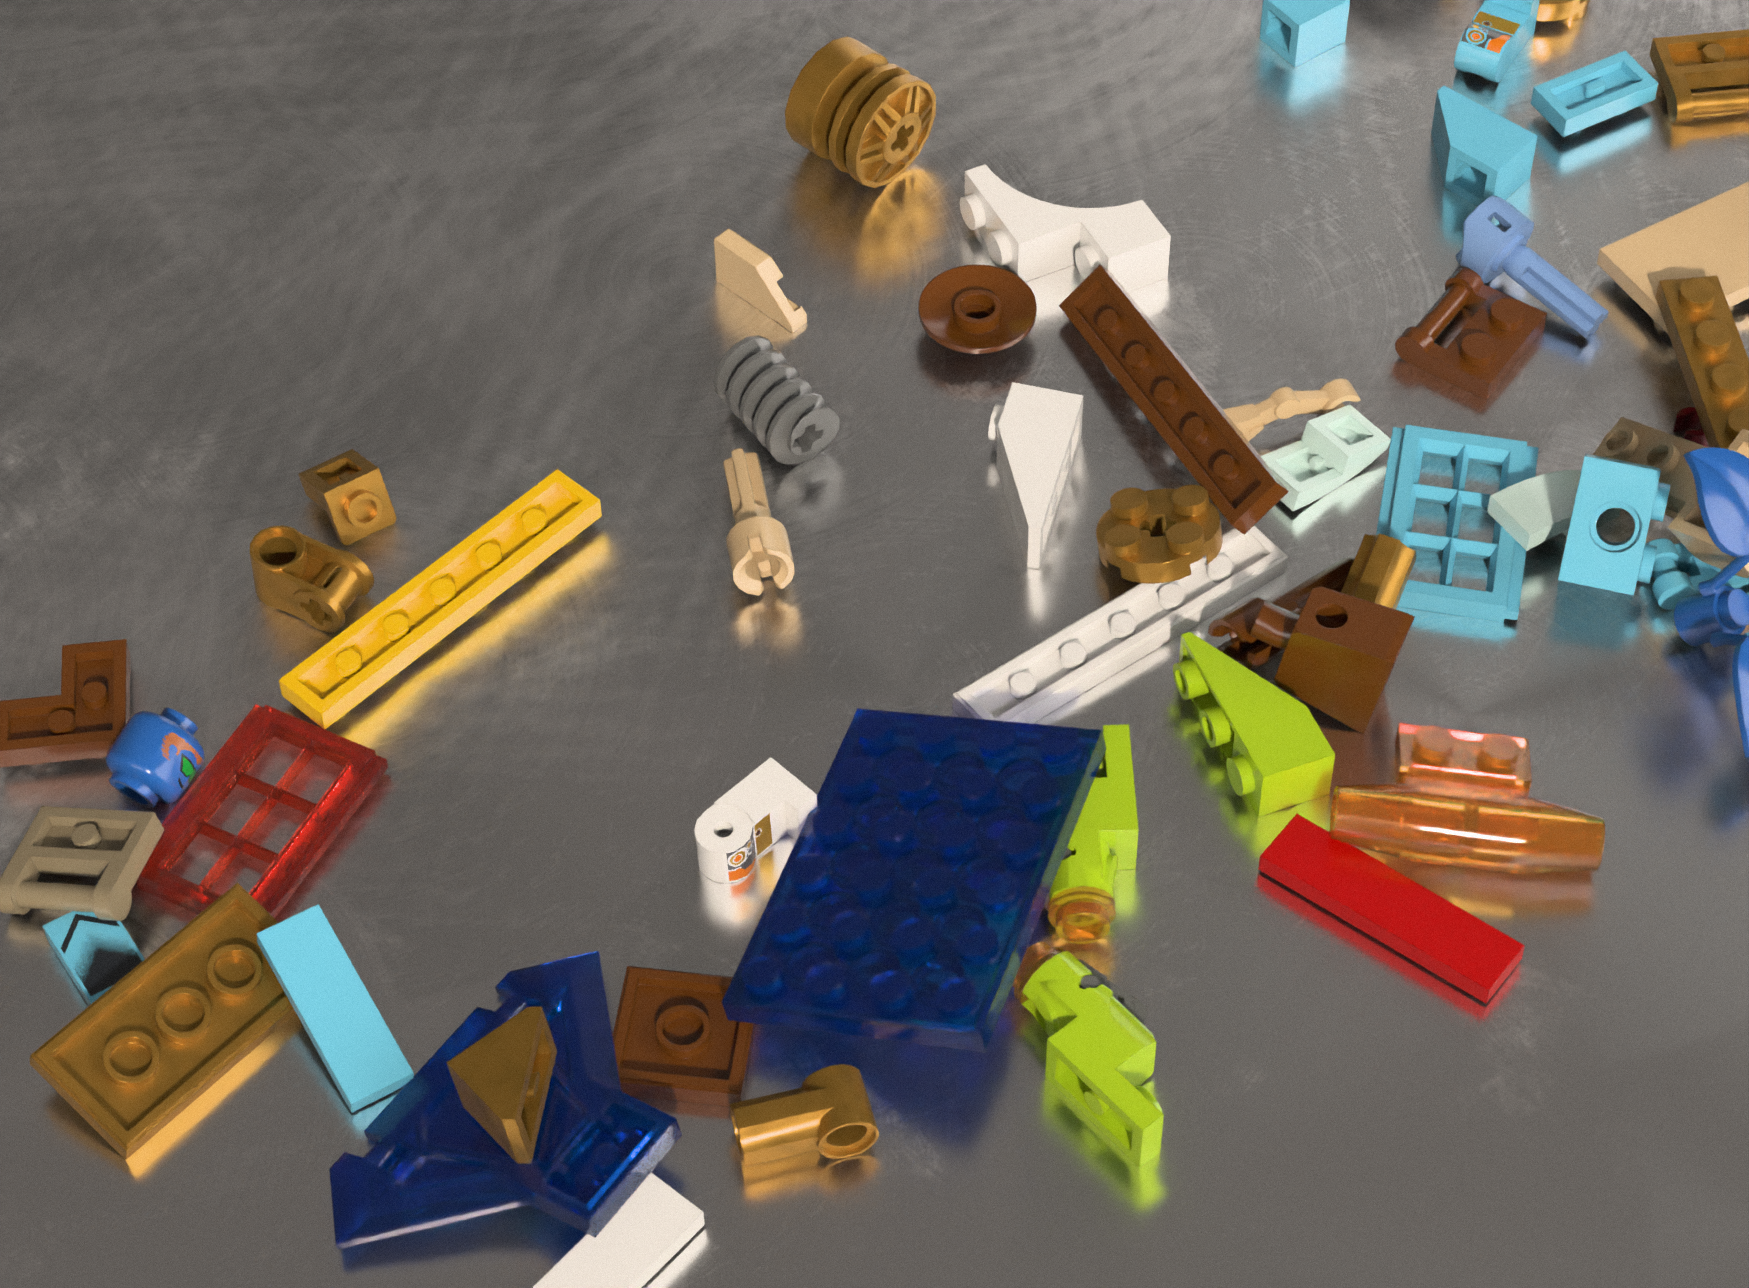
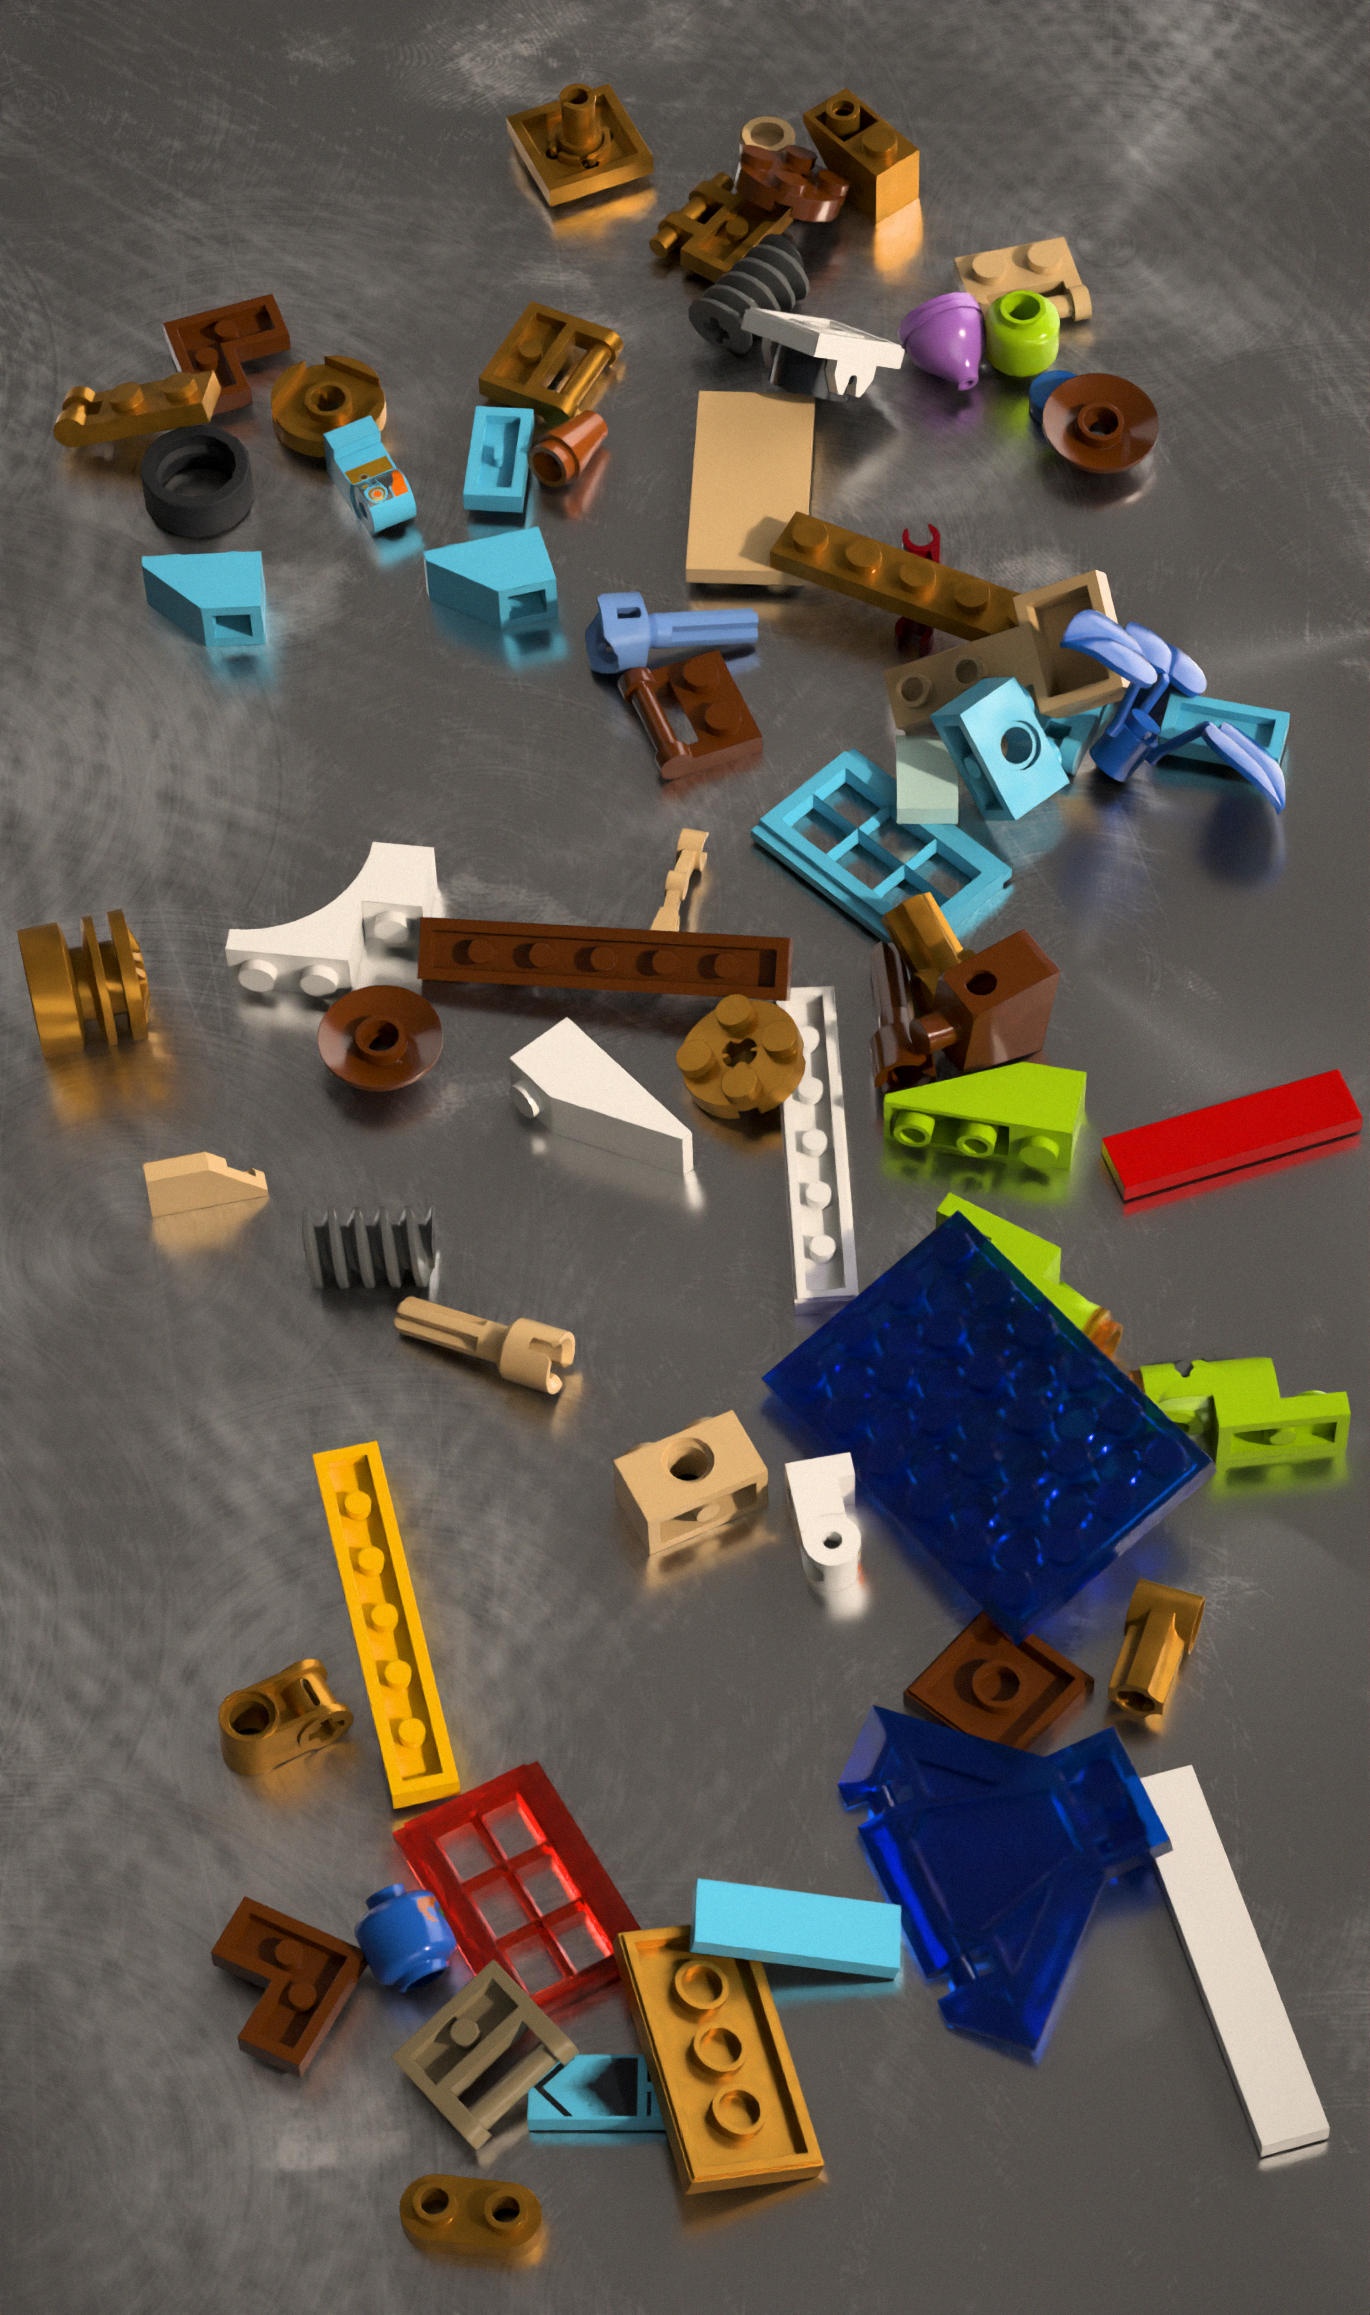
camera: 55 degrees left, 5 degrees up
(351, 494) = (195, 1632): pearl gold bracket -> none
(507, 1081) = (999, 1831): pearl gold slope -> none
(717, 713) = (674, 1510): none -> tan brick
(1327, 455) = (741, 888): light aqua slope -> none
(1465, 806) = (1183, 1025): clear orange plate -> none
(1647, 125) = (565, 450): none -> dark orange cone

